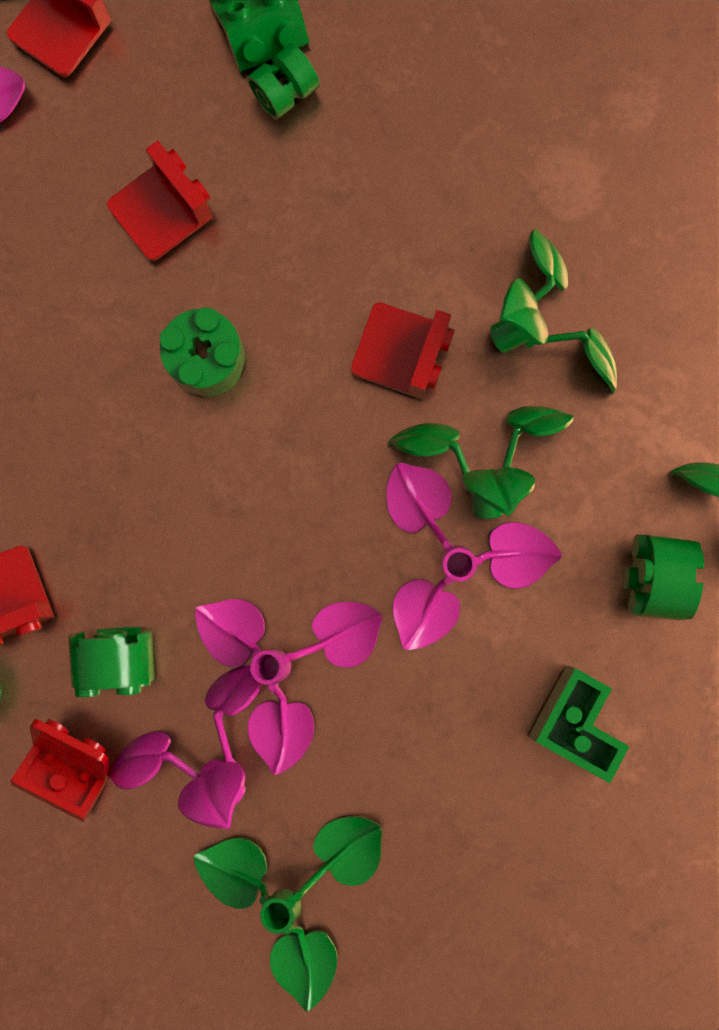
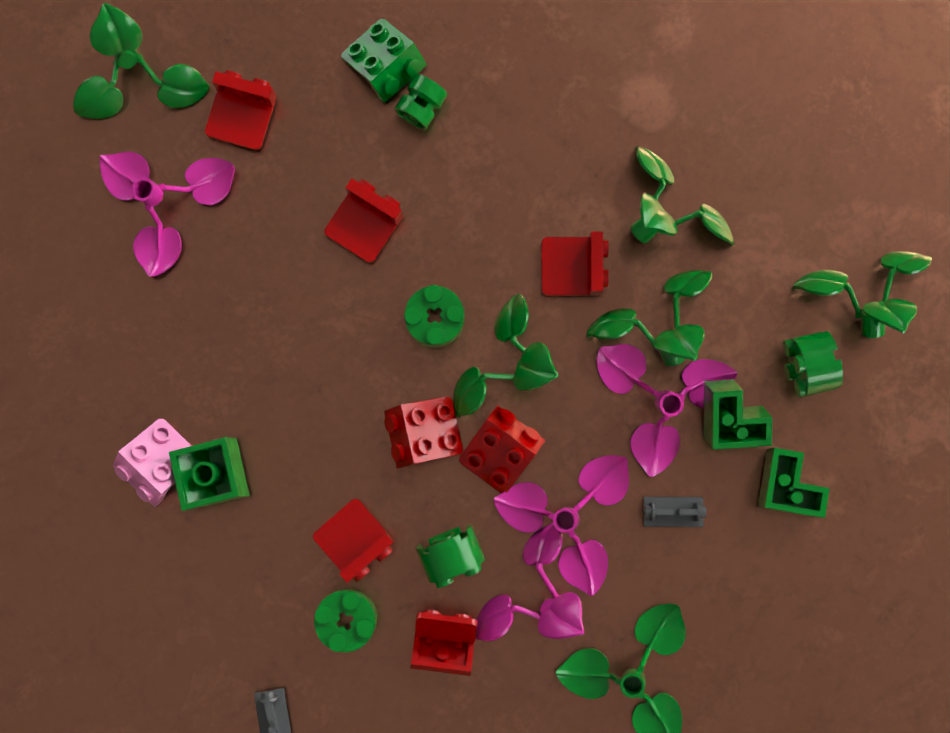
camera: 25 degrees left, 0 degrees up
(139, 491) = (423, 431): none -> red bracket
(228, 548) = (501, 450): none -> red bracket
(293, 456) = (532, 369): none -> green plant
(418, 704) = (673, 511): none -> dark grey hinge
(529, 617) = (728, 422): none -> green brick

